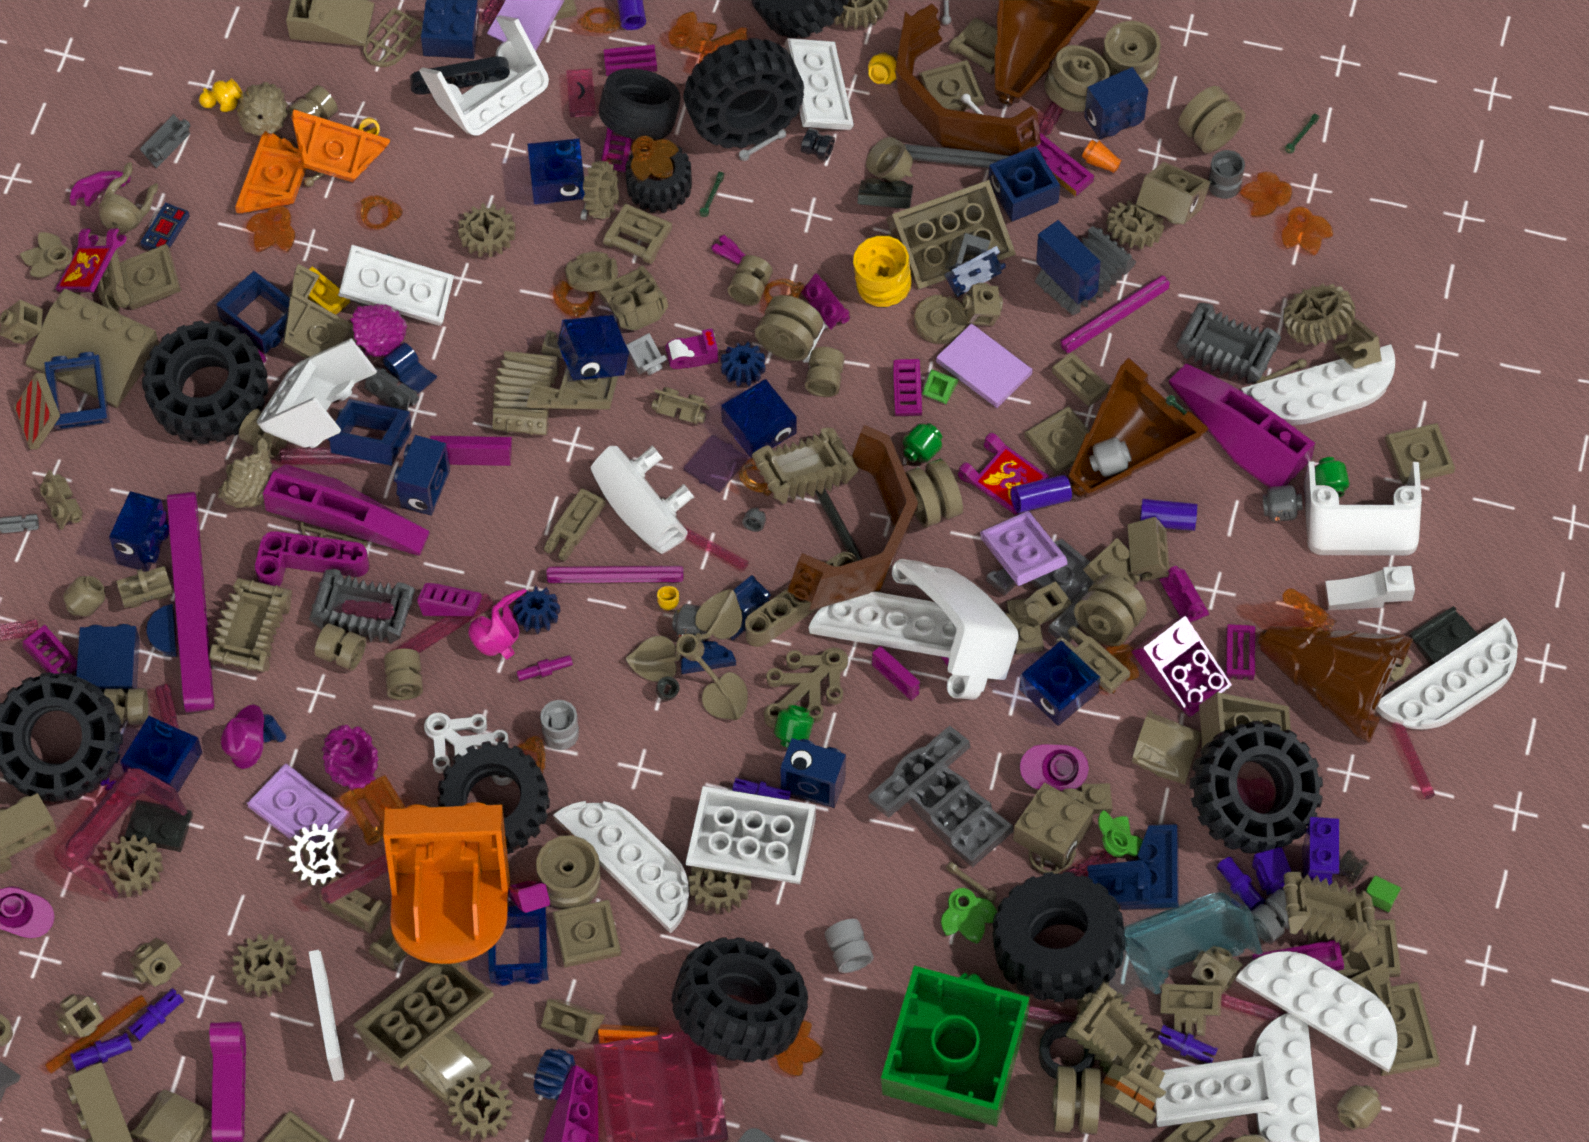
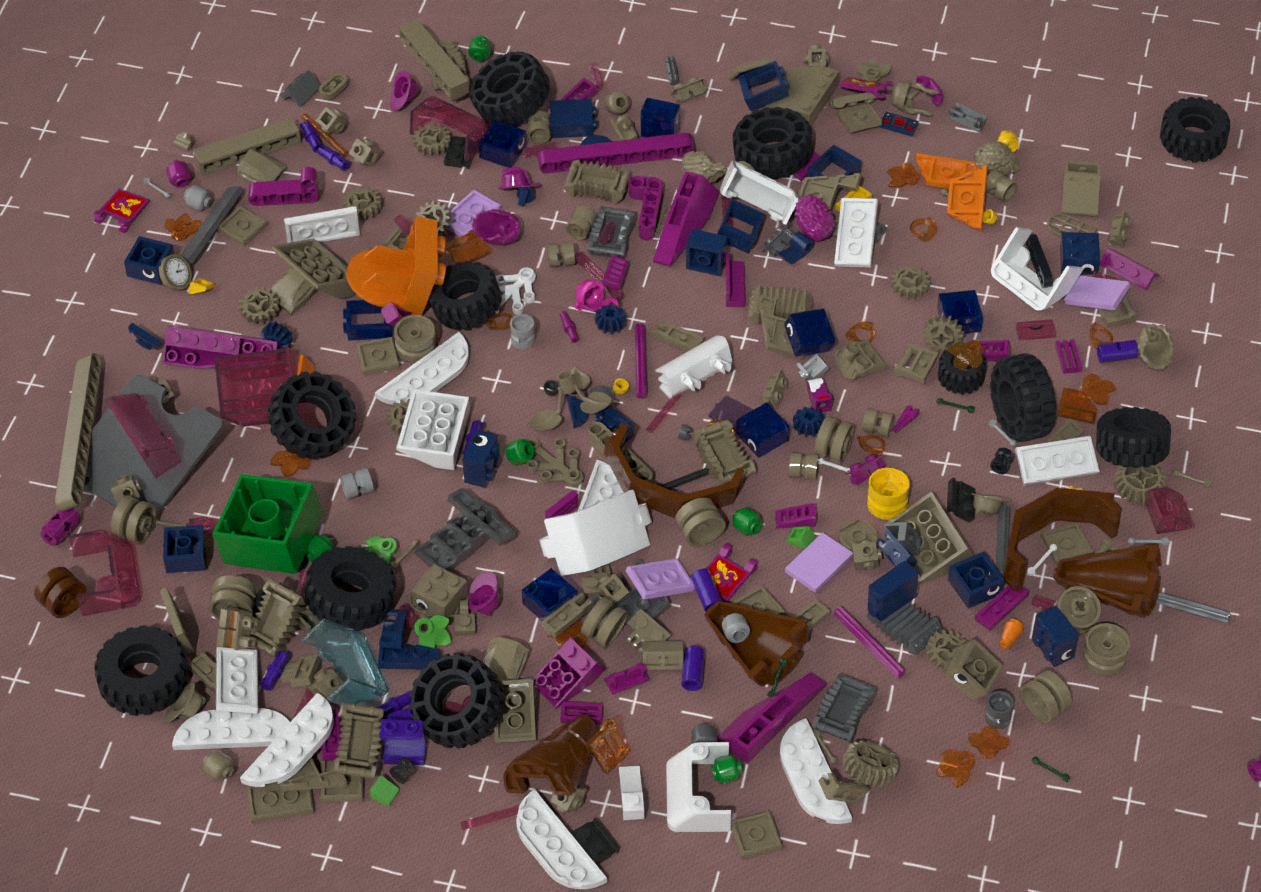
camera: 90 degrees right, 10 degrees down
(571, 1020) = (316, 347): dark tan slope -> none
(591, 271) = (880, 337): dark tan tile -> none
(639, 104) = (1021, 331): black tyre -> none

